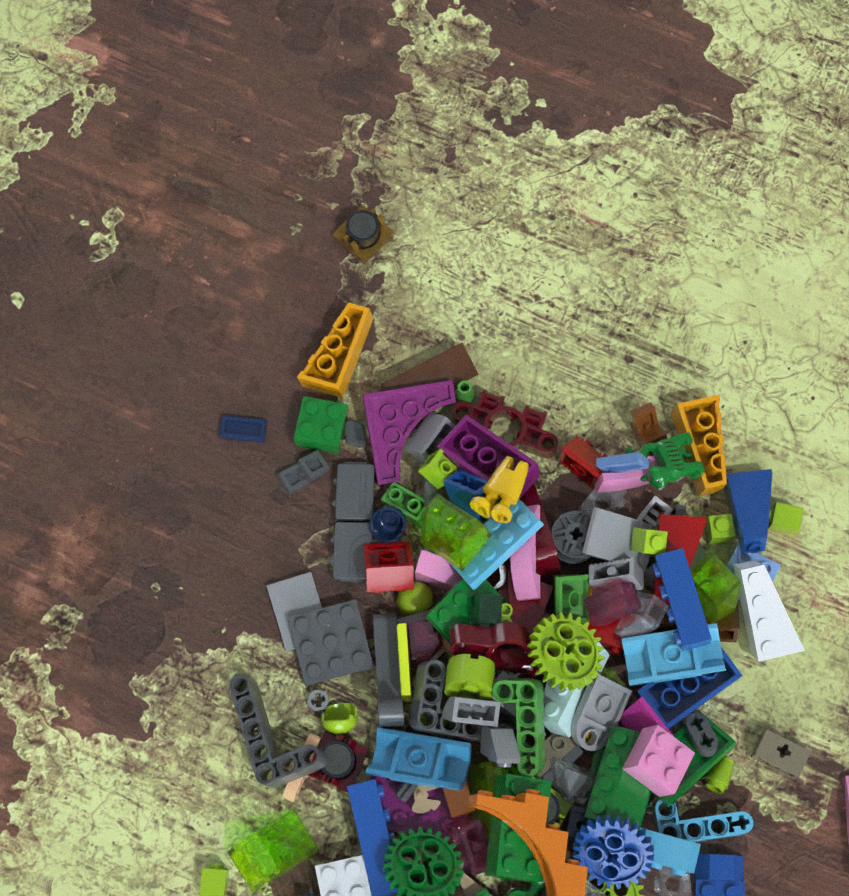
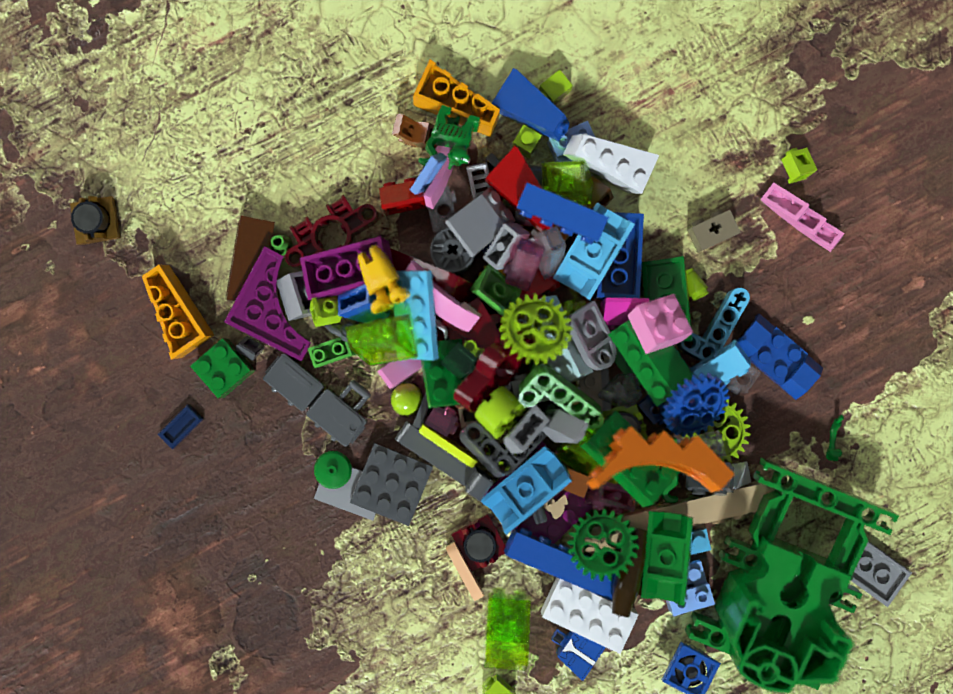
camera: 55 degrees left, 15 degrees up
(265, 739) = (425, 584): dark grey beam -> none
(303, 472) = (248, 407): dark grey slope -> none
(304, 582) = (332, 469): none -> green piece
(312, 696) = (420, 525): light grey bush -> none
(340, 718) = (451, 519): lime hair -> none
(388, 524) = (337, 377): dark blue hair -> none
(388, 567) = (369, 402): red slope -> none
(648, 541) = (500, 202): lime brick -> none
(697, 736) = (658, 280): dark grey beam -> none

